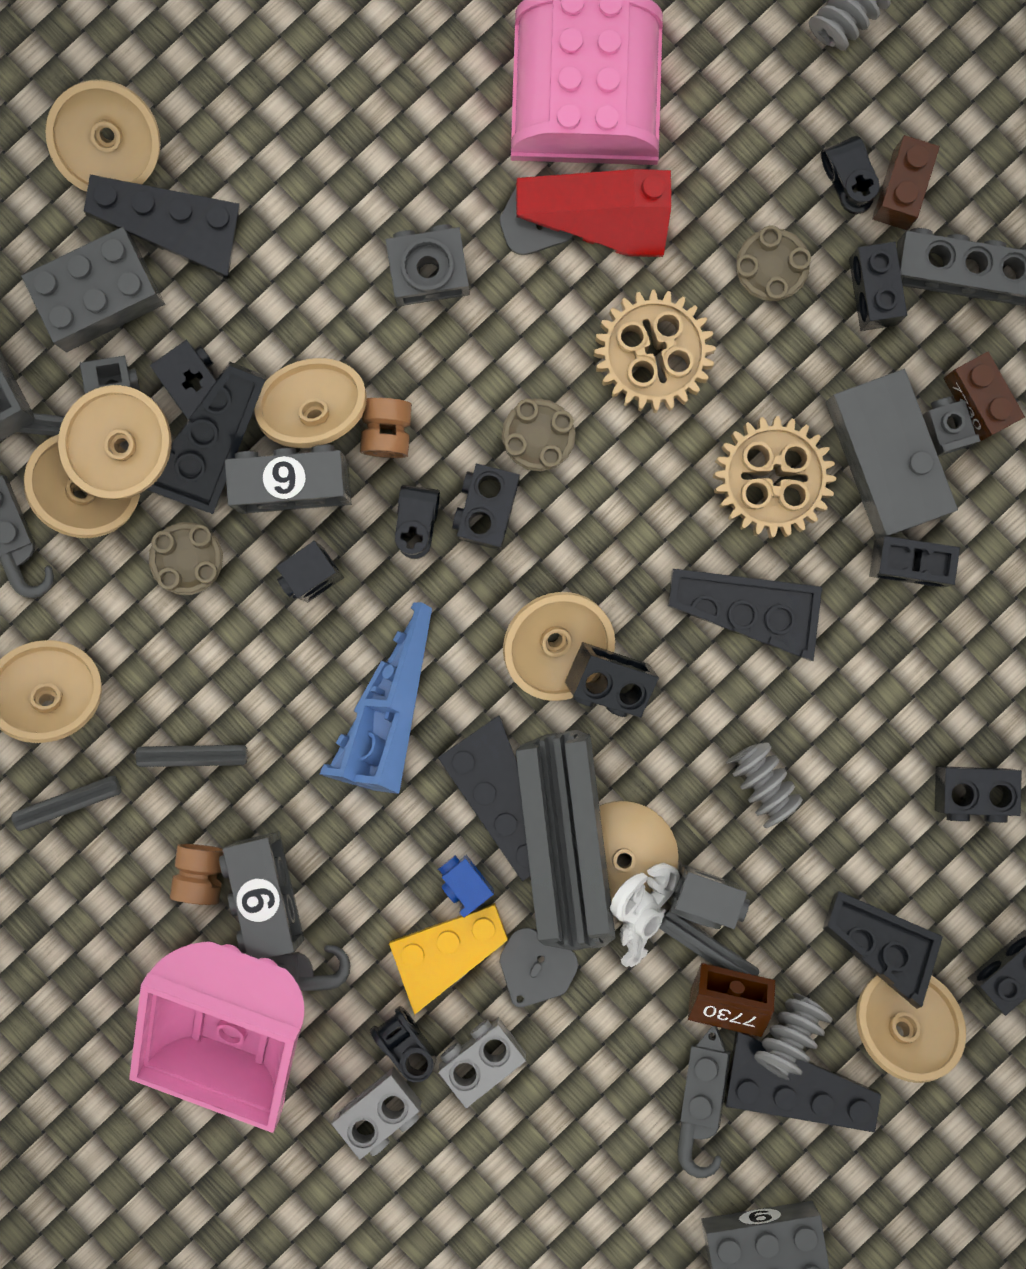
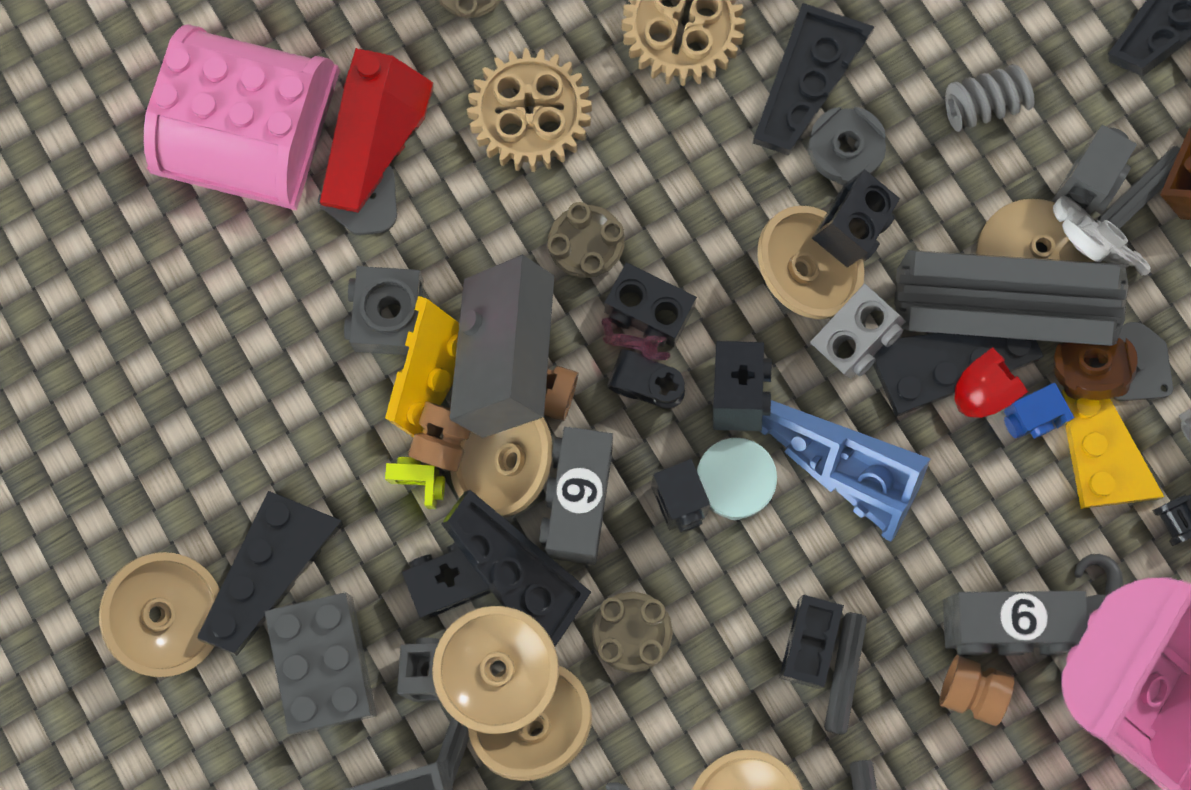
camera: 80 degrees left, 10 degrees down
(206, 718) = (811, 641): none -> black brick
(283, 327) = (411, 472): none -> neon yellow bracket
(317, 344) = (432, 448): none -> medium nougat wheel
(344, 621) = (737, 477): none -> light aqua tile
(386, 320) = (427, 368): none -> yellow wing
(406, 378) = (502, 347): none -> dark grey brick
(442, 512) = (647, 346): none -> clear pink piece
(445, 596) = (739, 386): none -> black brick
(478, 834) = (987, 386): none -> red brick
(502, 936) = (1095, 383): none -> reddish brown plate
(506, 698) = (850, 325): none -> light grey brick
(684, 638) = (847, 123): none -> dark grey plate

